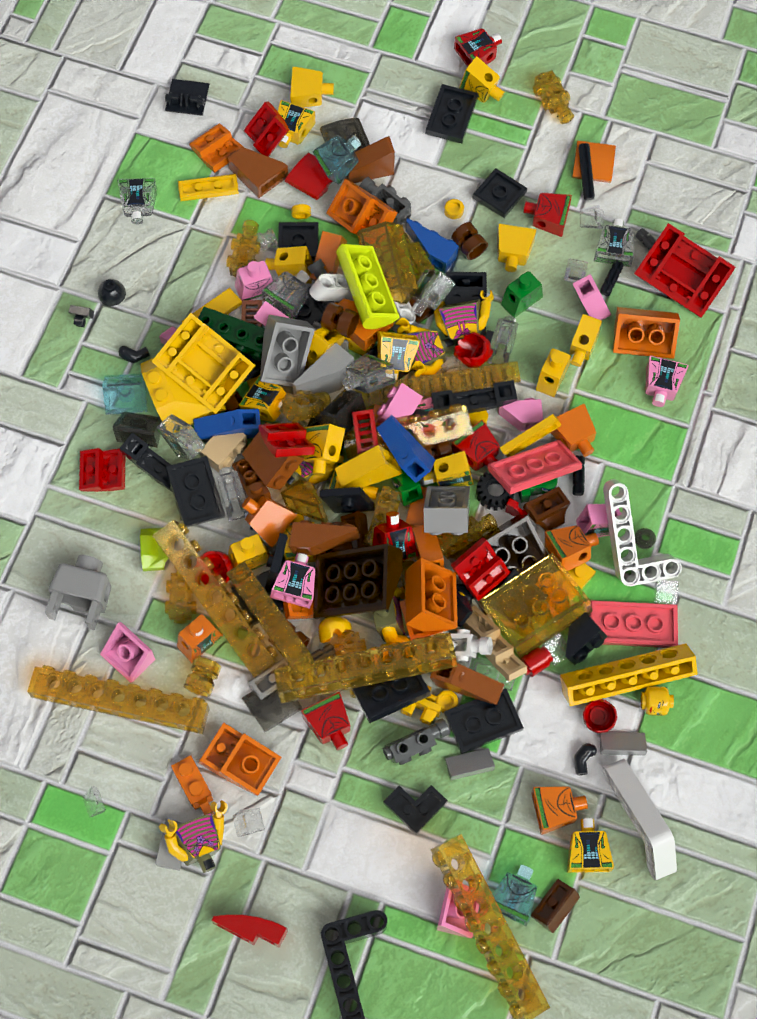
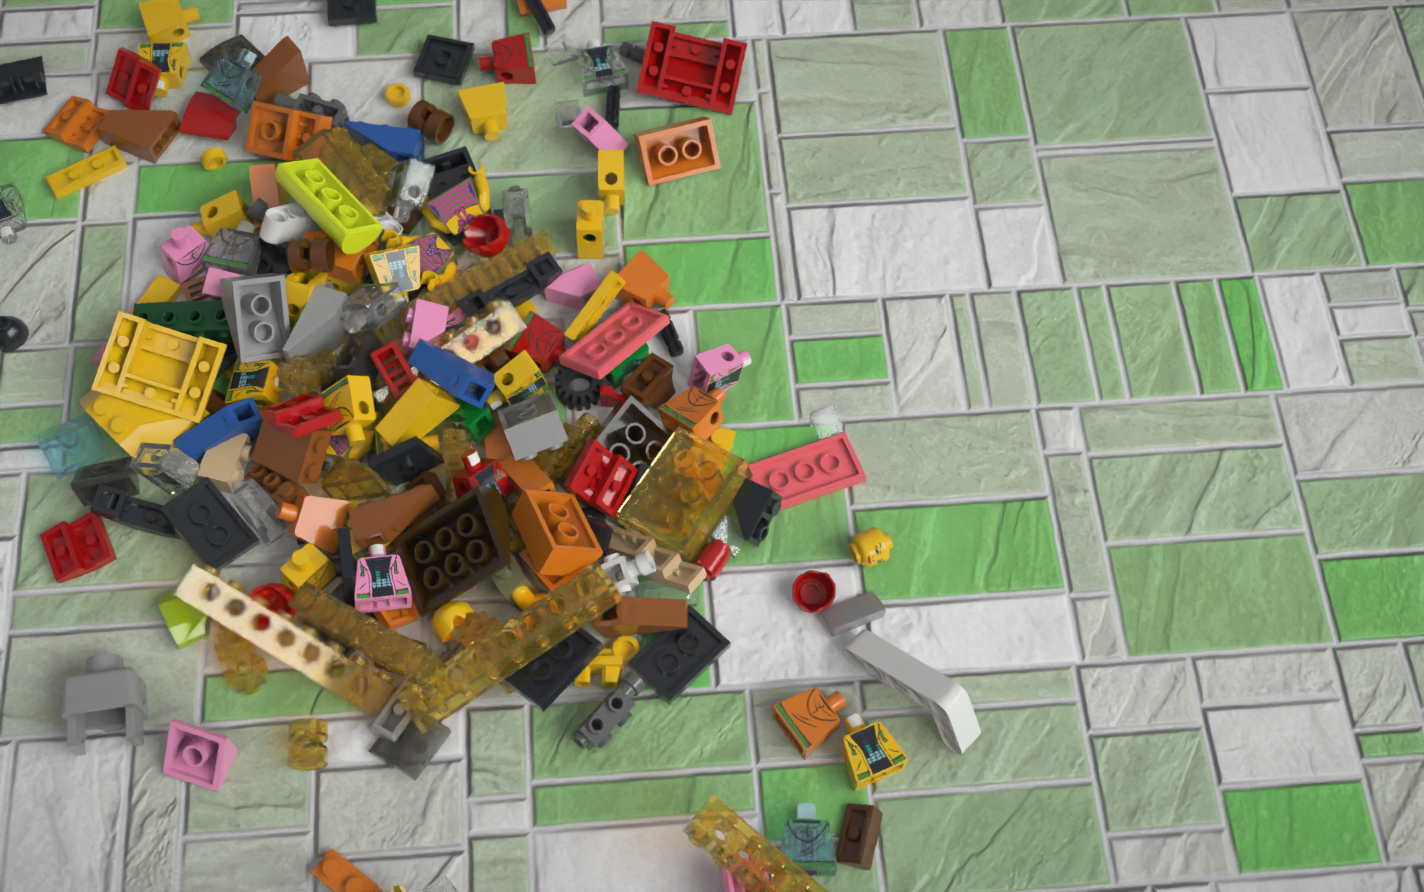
camera: 25 degrees left, 5 degrees down
(131, 355) = (65, 397): black arm -> none
(193, 722) = (97, 831): clear yellow brick -> none
(198, 637) = (283, 696): orange torso -> none
(240, 759) = (397, 826): orange slope -> none
(241, 244) = (155, 219): clear yellow brick -> none
(267, 239) = (184, 204): clear wheel -> none
(299, 234) = (222, 182): black plate -> none
(328, 720) = (490, 732): red torso -> none
(415, 813) = (643, 798): black plate -> none
(470, 764) = (684, 712): light grey slope -> none
(524, 291) = (517, 157): green torso -> none
(582, 755) = (812, 648): black arm -> none
(627, 541) = (760, 379): white beam -> none
(628, 674) = (824, 531): yellow brick -> none
(645, 544) = (775, 379): clear smoke plate -> none
(663, 379) = (719, 192): torso -> none

